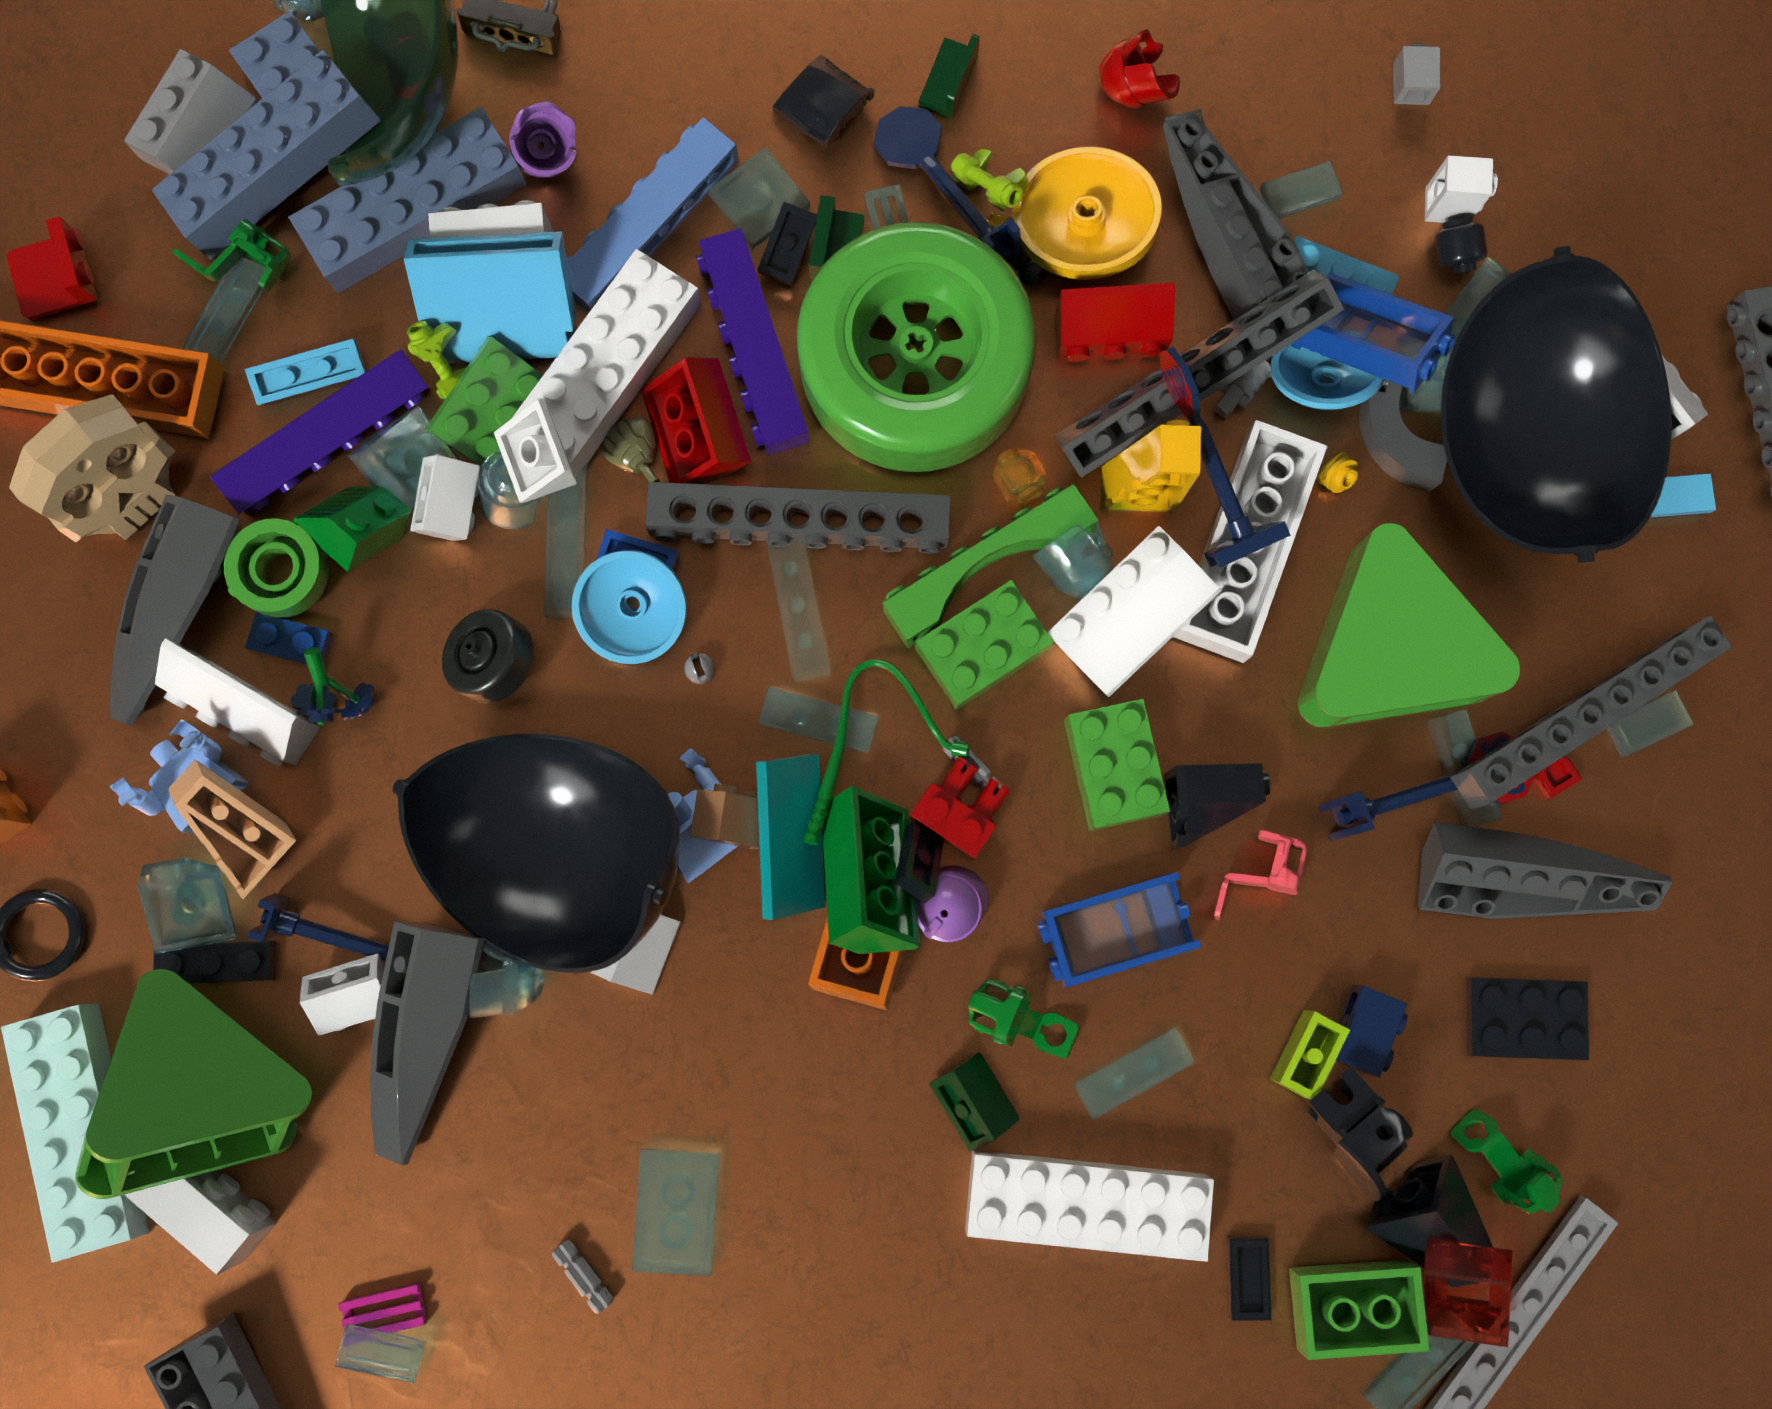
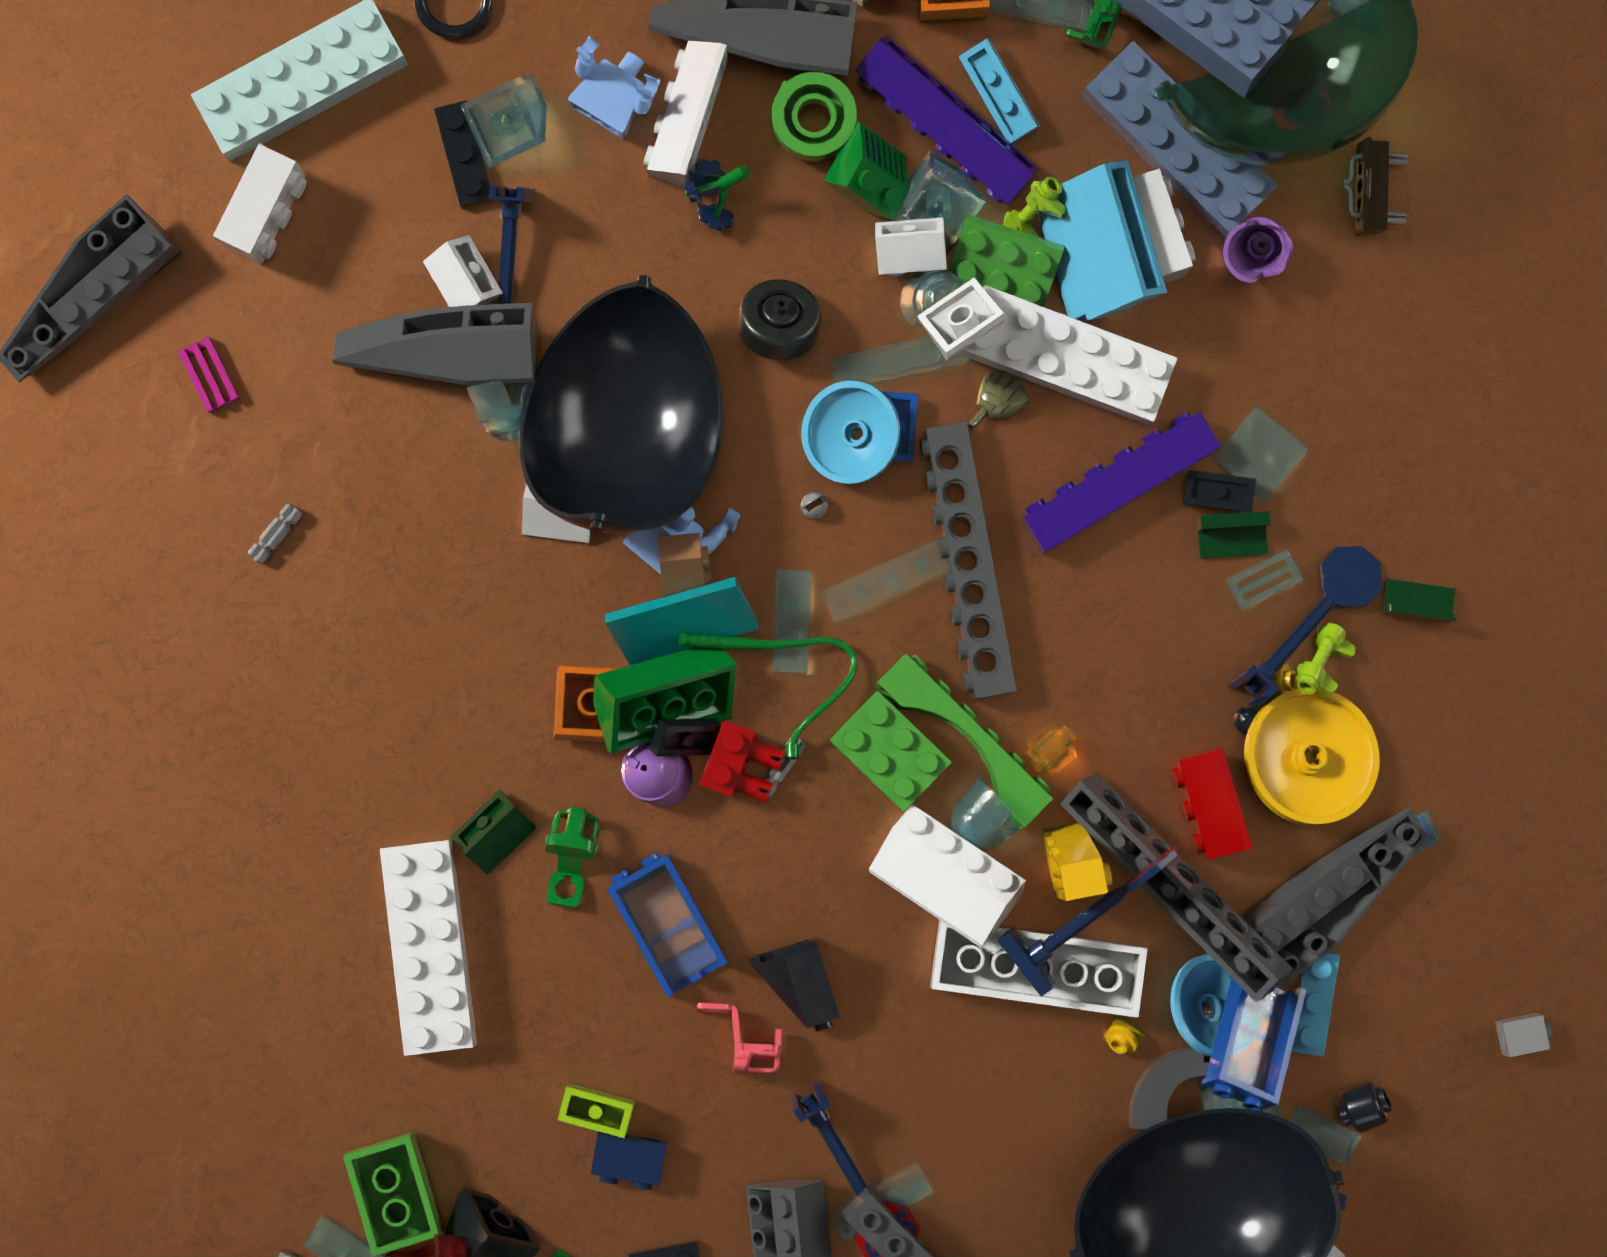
camera: 75 degrees right, 5 degrees up
(185, 1095) = (352, 169): bright green brick -> none
(231, 825) = (581, 144): light nougat wedge -> none
(286, 638) = (756, 139): blue plate -> none
(380, 1353) = (176, 382): clear light blue tile -> none
(652, 209) = (1219, 360): medium blue brick -> none
(676, 1212) = (345, 599): clear light blue tile -> none
(695, 422) = (1032, 448): red slope -> none
(822, 101) = (1366, 490): black slope -> none
(875, 280) = (1194, 580): bright green wheel -> none
(1116, 764) = (810, 891): bright green brick -> none
(1130, 76) = (1456, 767): red helmet -> none
(1133, 1073) = (547, 964): clear light blue tile -> none
(1242, 389) = (1177, 935): light grey hinge -> none
(1249, 1278) = (398, 1098): black tile -> none
(1301, 190) = (1386, 950): clear light blue tile -> none
(1363, 1131) = (542, 1155): black piece -> none
(1400, 640) = (976, 1118): bright green brick -> none
(1459, 188) = (1413, 1094): white brick -> none

